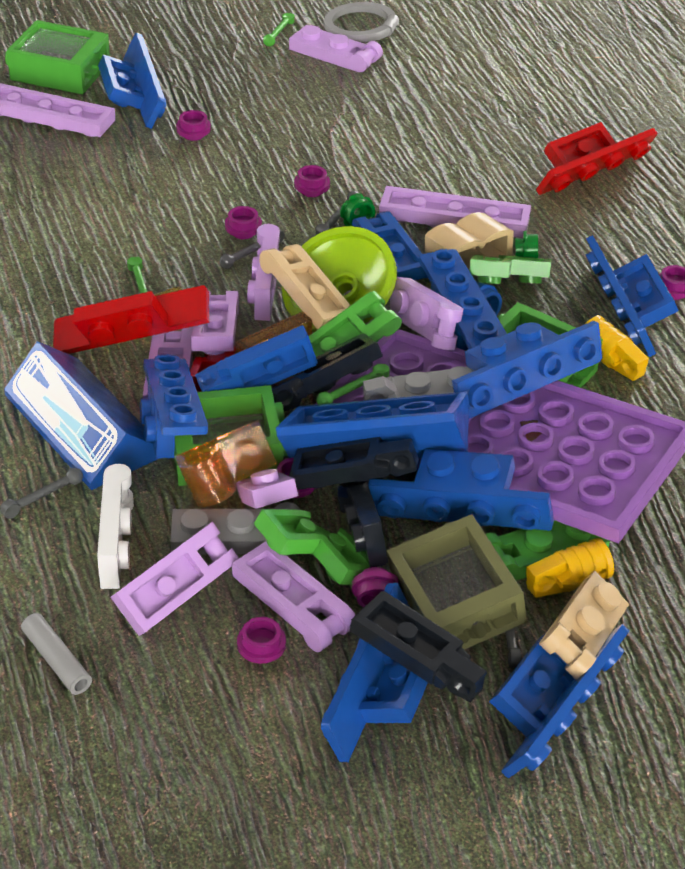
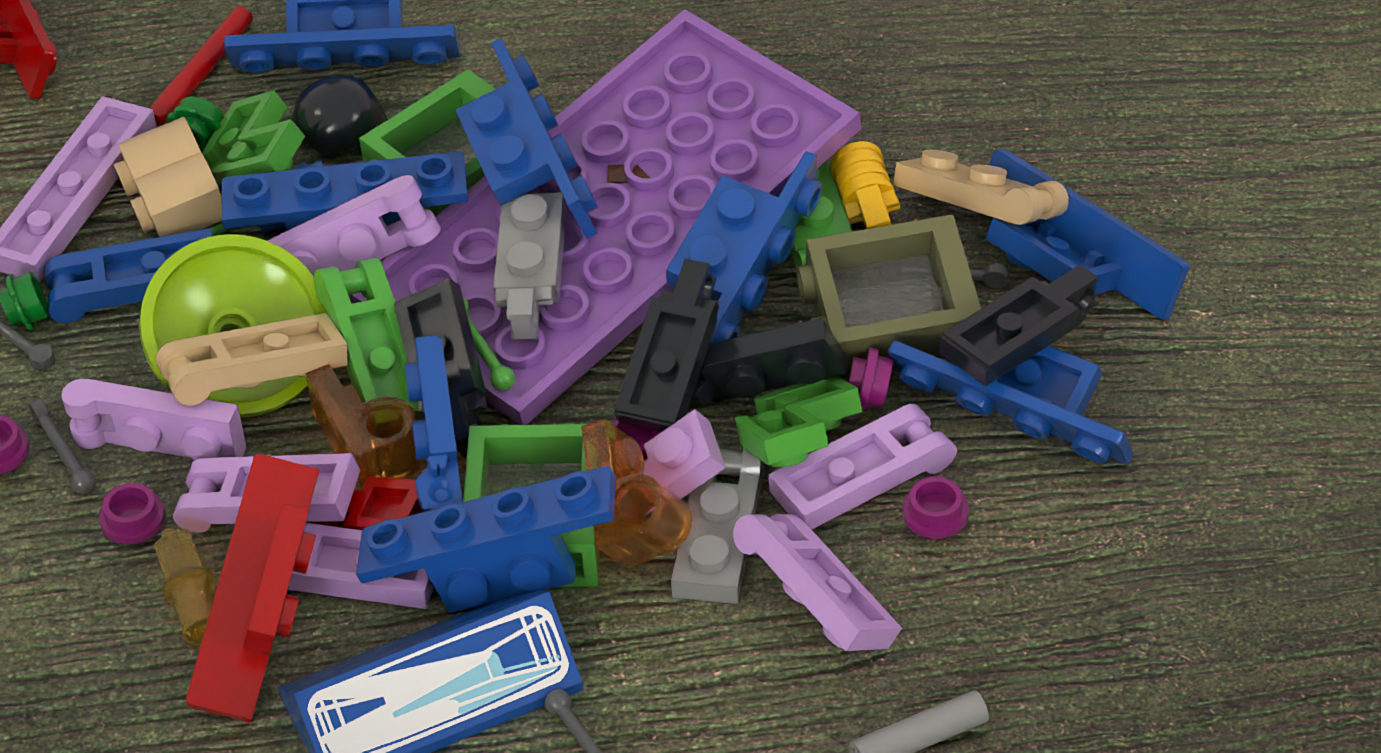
camera: 75 degrees left, 5 degrees up
(114, 523) = (696, 645): white plate -> none
(135, 264) = (43, 603): bright green hinge -> none
(199, 274) = (131, 514): none -> magenta plate
(429, 420) = (600, 307): blue slope -> none
(560, 300) = (336, 114): none -> black hair
(581, 245) = (200, 64): none -> red bar
(620, 351) = (430, 74): yellow hinge -> none

